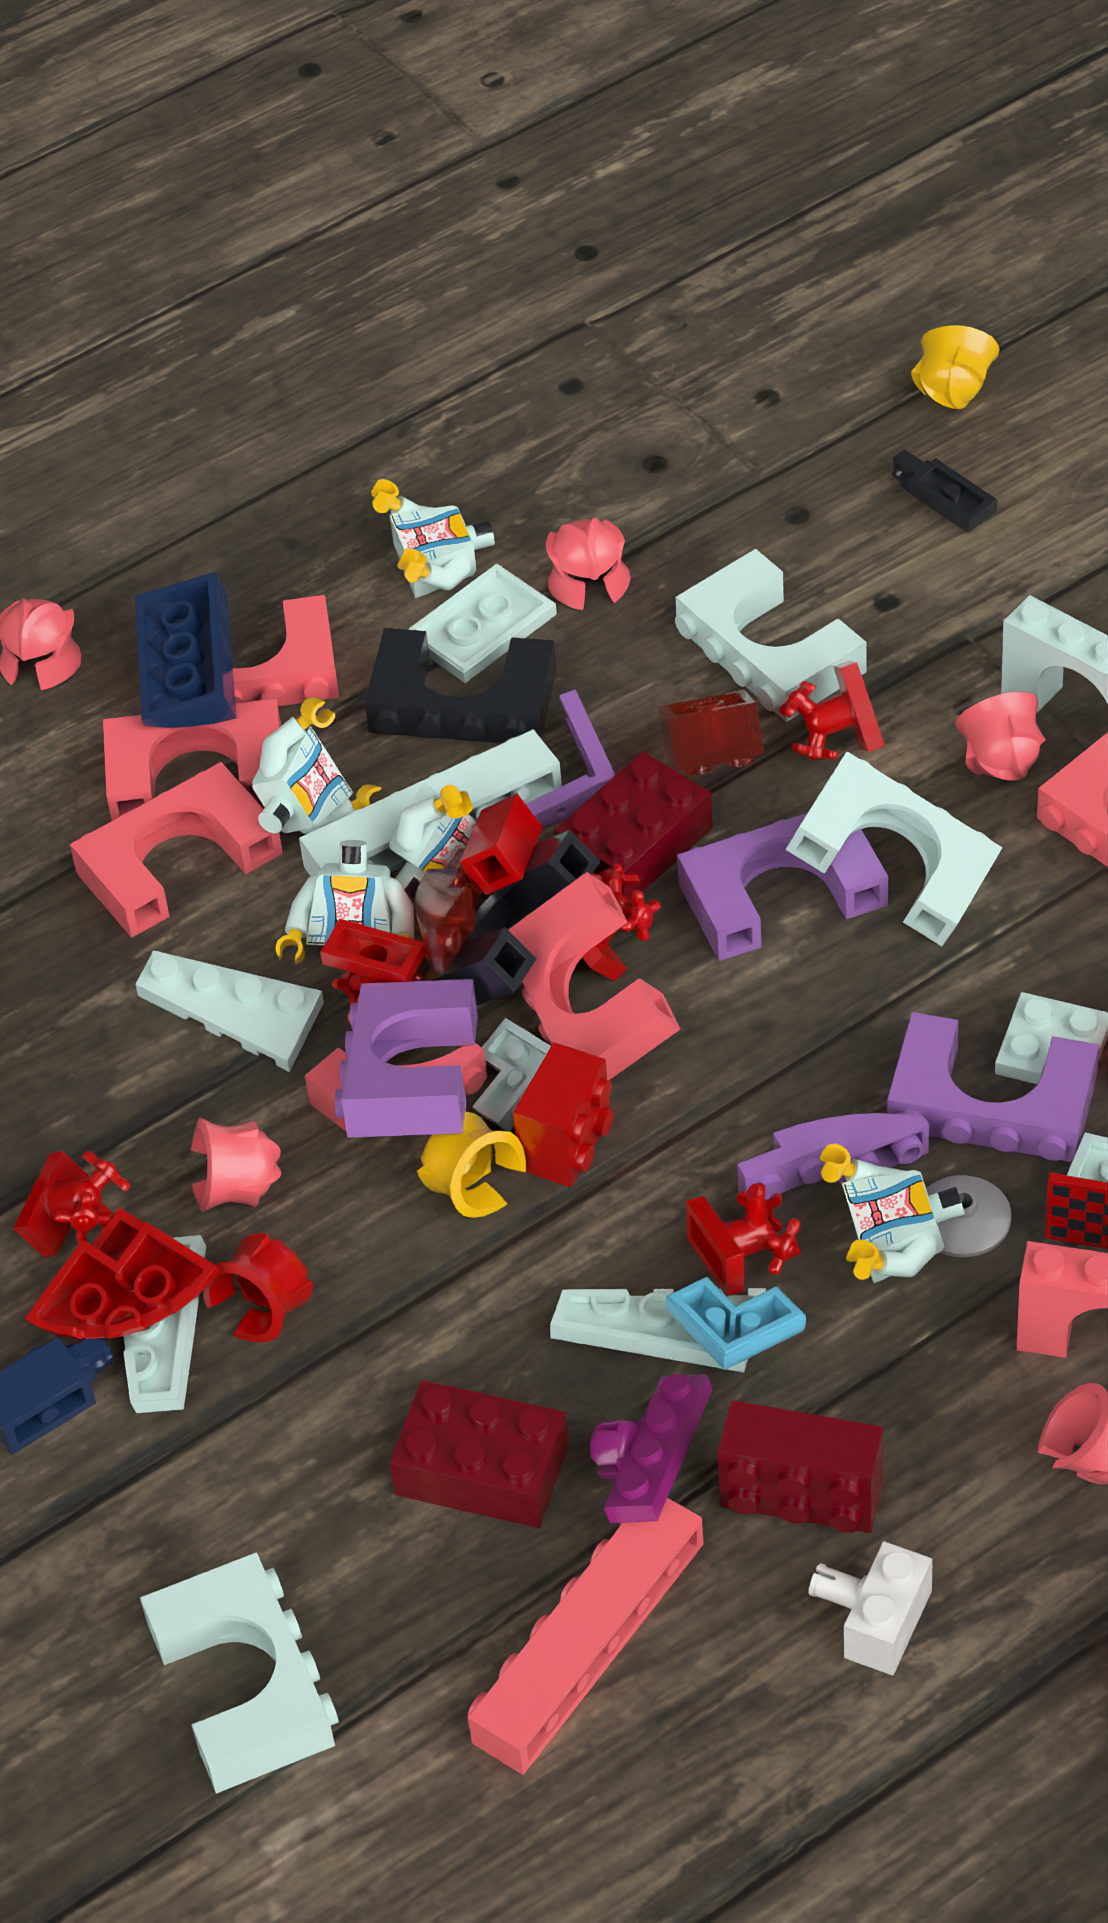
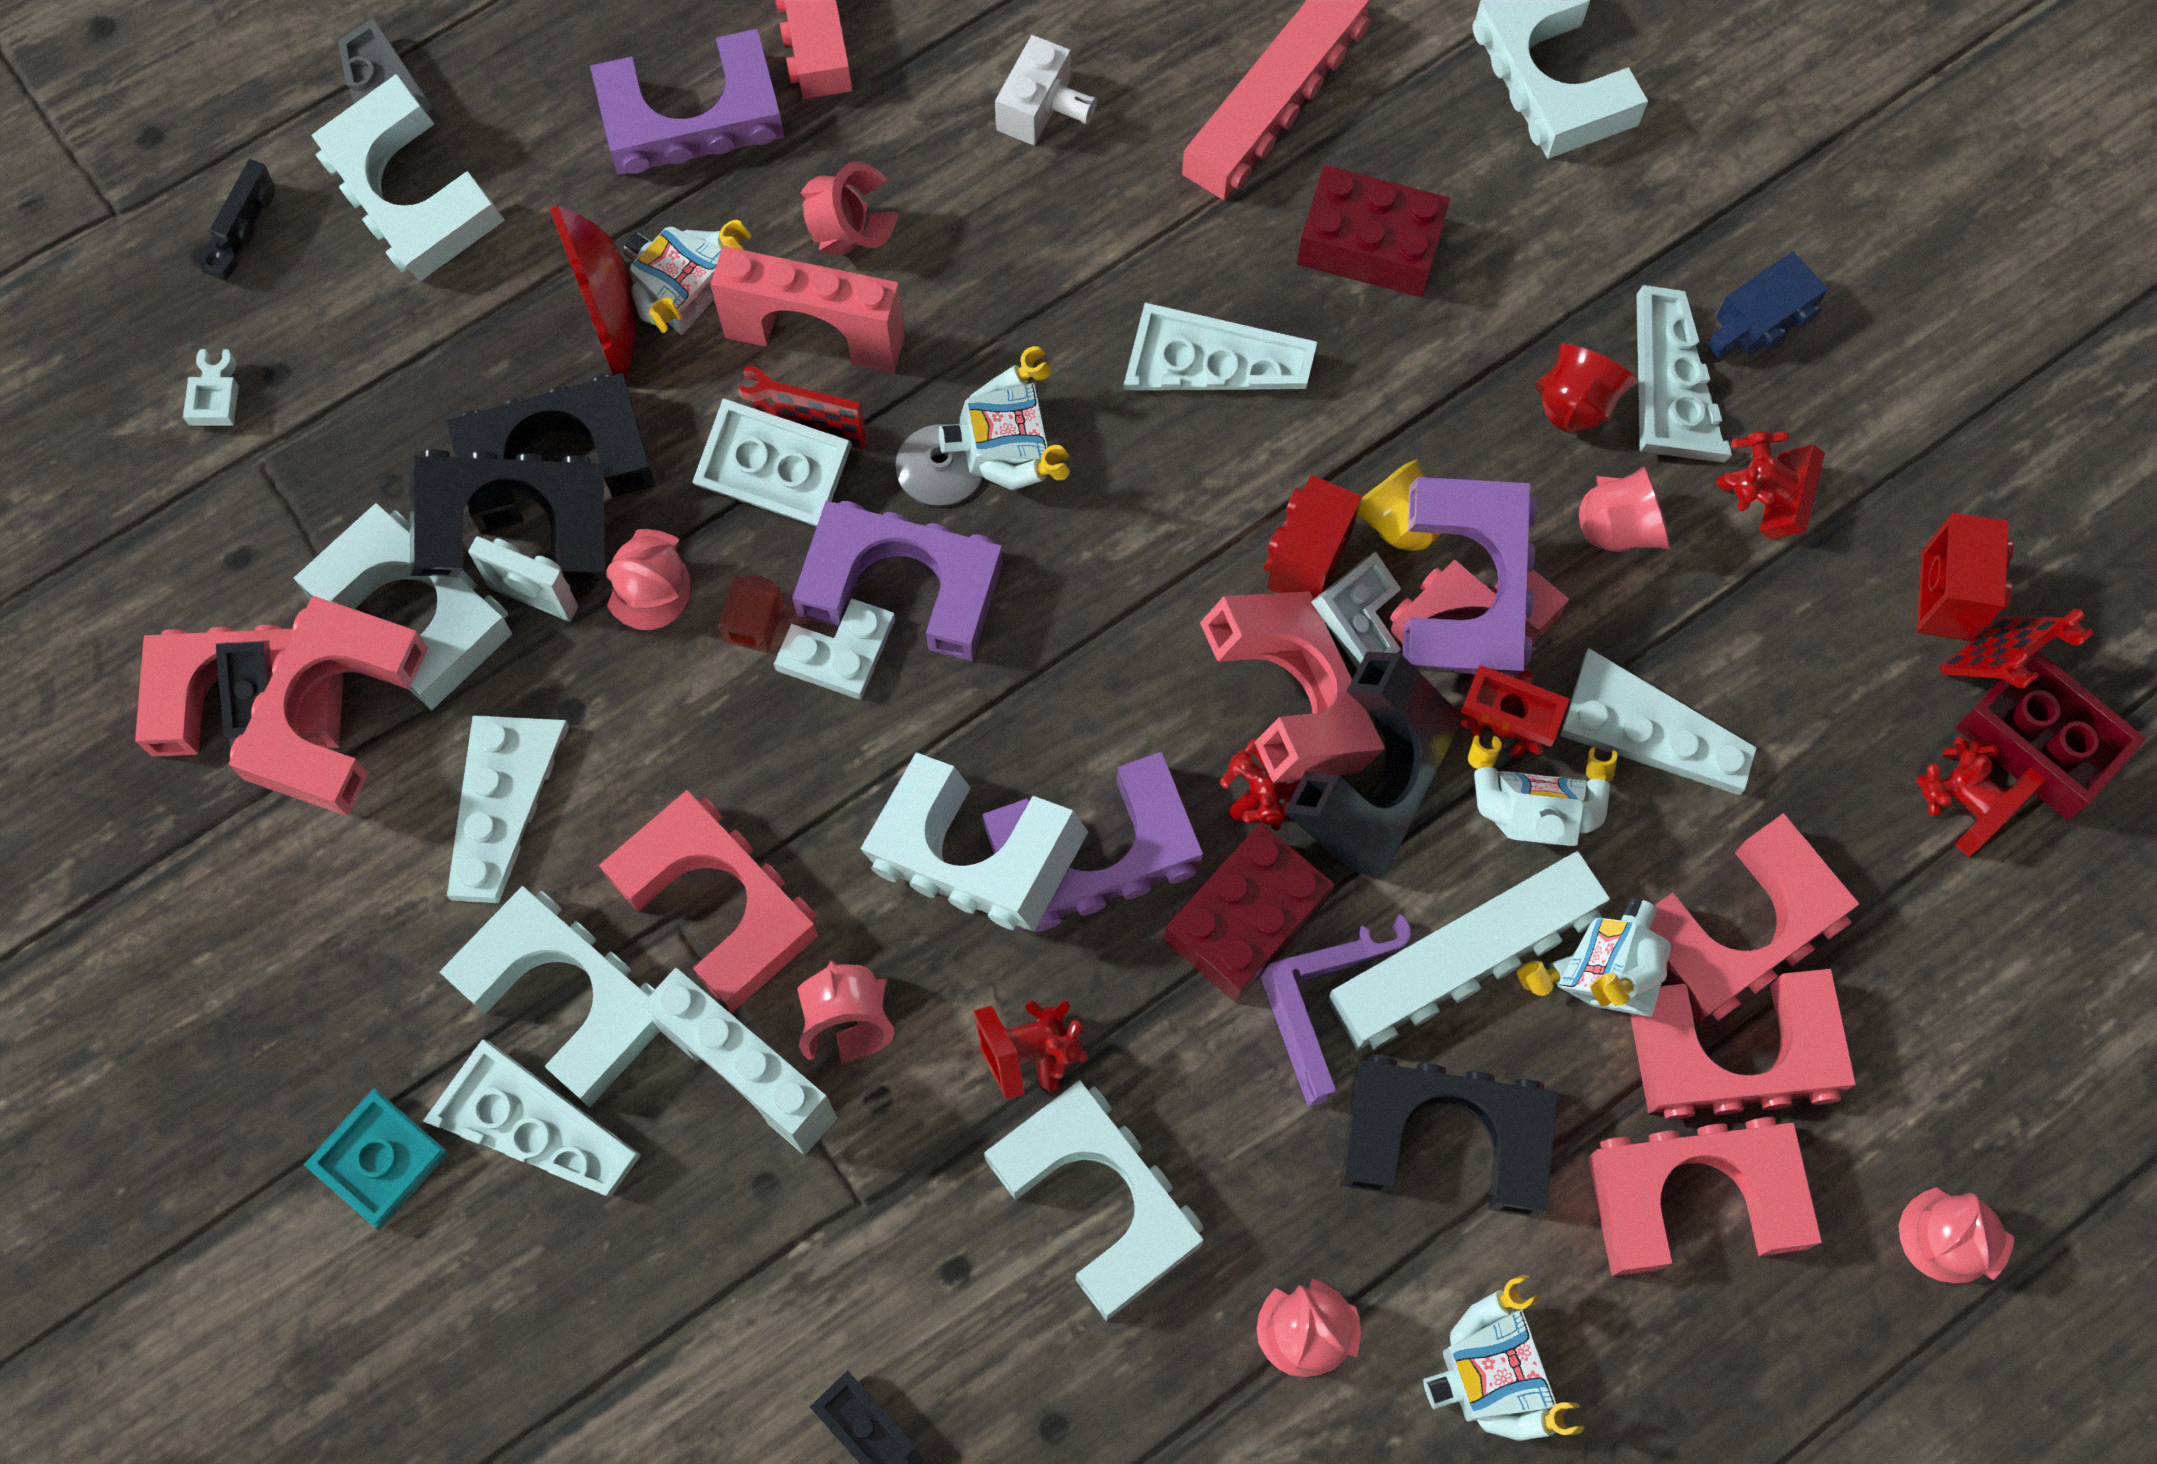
camera: 175 degrees right, 20 degrees up
(121, 1282) = (1705, 383): red brick -> none
(185, 654) = (1776, 1164): dark blue slope -> none
(431, 832) = (1453, 885): torso -> none
(446, 911) = (1450, 747): clear red slope -> none
(481, 619) = (1431, 1258): light aqua tile -> none
(501, 844) = (1390, 839): red brick -> none
(650, 1451) = (1226, 219): magenta plate -> none
(711, 732) = (1165, 1021): clear red brick -> none
(726, 1244) = (1144, 422): red piece -> none
(732, 1331) = (1158, 303): medium azure brick -> none
(801, 1467) = (1098, 189): dark red brick -> none
(871, 1137) = (1040, 521): medium lavender slope -> none

